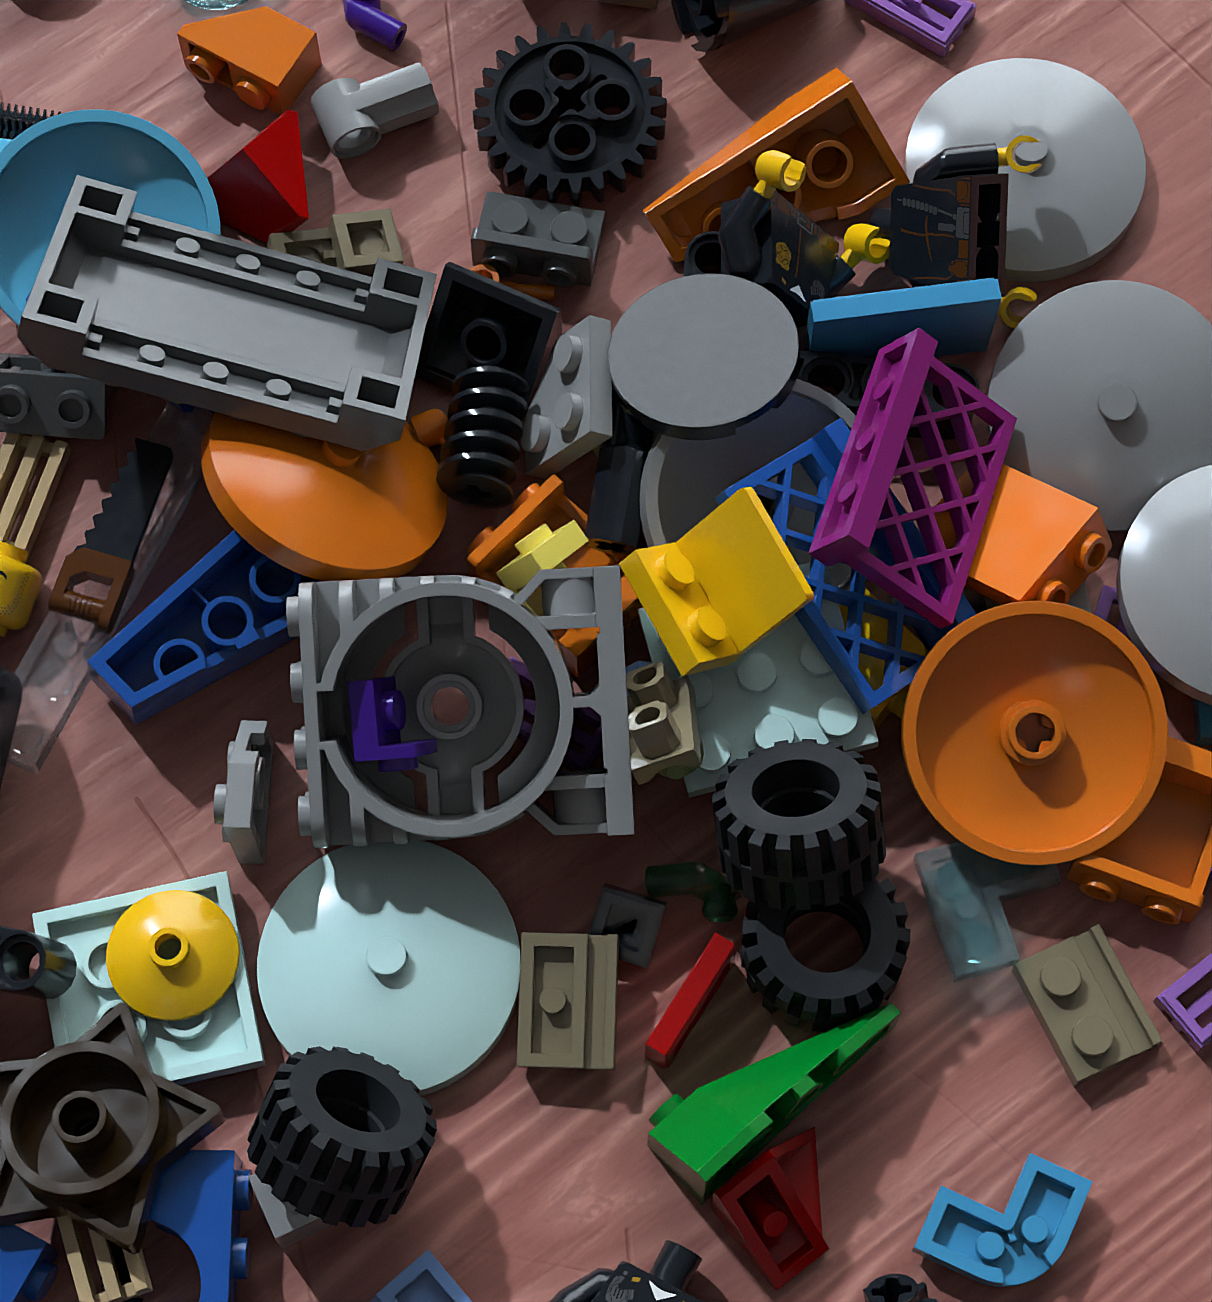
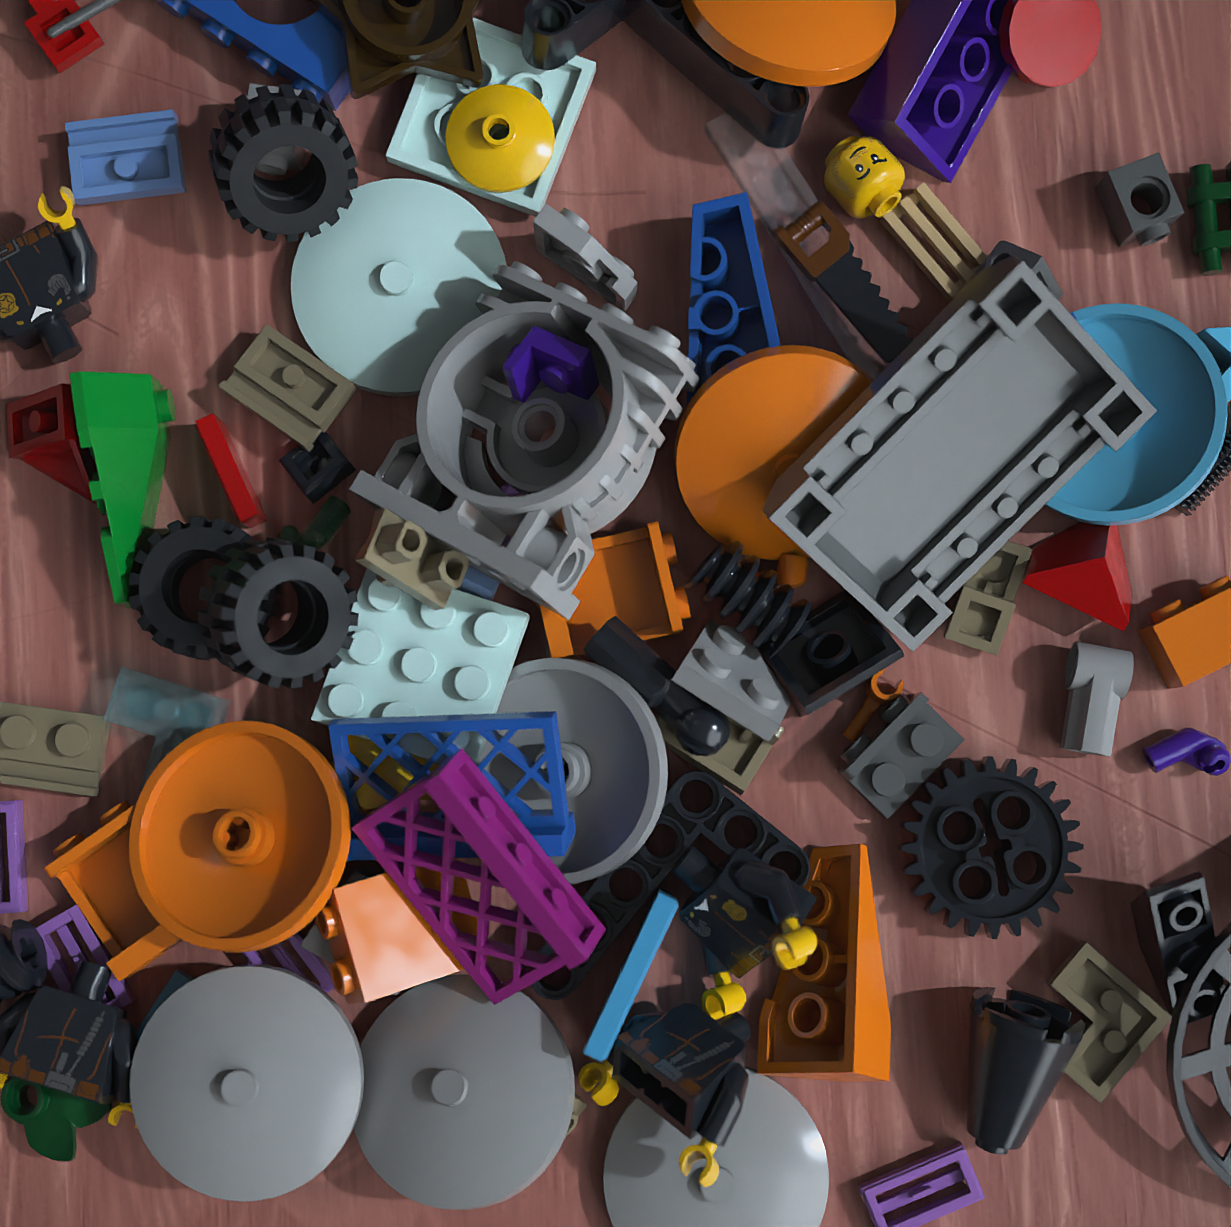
camera: 120 degrees right, 15 degrees up
(540, 551) = (615, 573): light yellow bracket -> none
(704, 356) = (687, 790): tile -> none
(719, 585) = (485, 663): yellow bracket -> none

